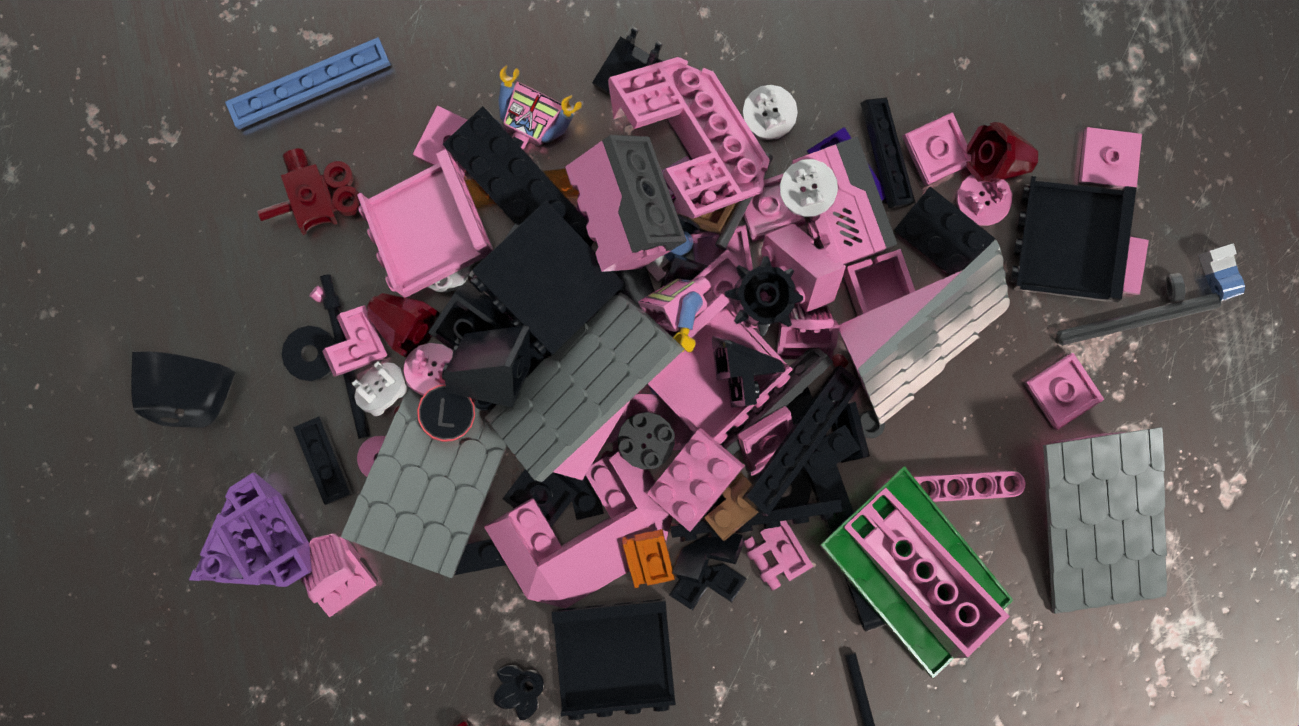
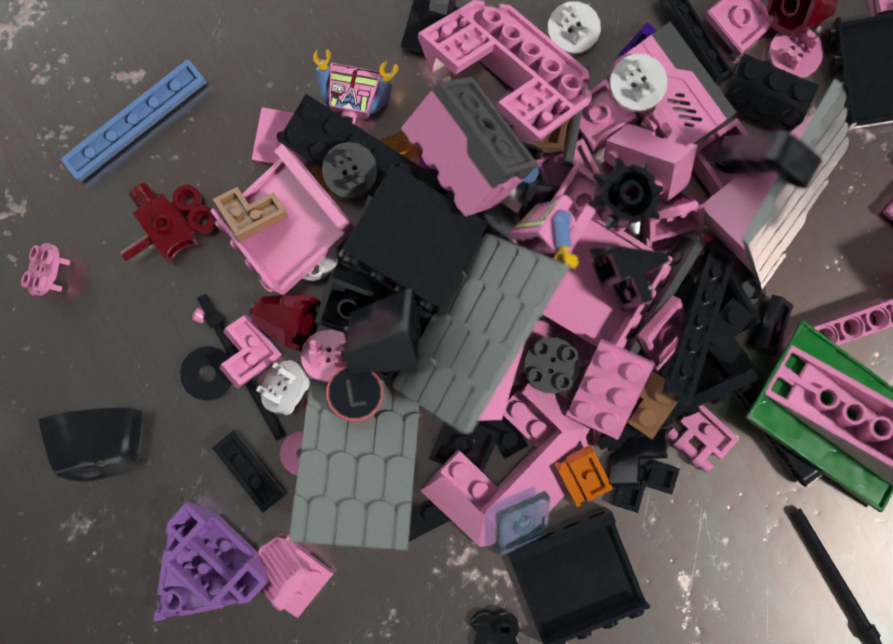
camera: 15 degrees left, 0 degrees up
(177, 206) = (42, 269): none -> bright pink plate
(394, 214) = (248, 219): none -> medium nougat plate
(506, 207) = (344, 157): none -> dark grey plate
(573, 586) = (522, 523): none -> clear light blue plate
(881, 463) = (774, 324): none -> black plate
(909, 296) = (768, 153): none -> black beam

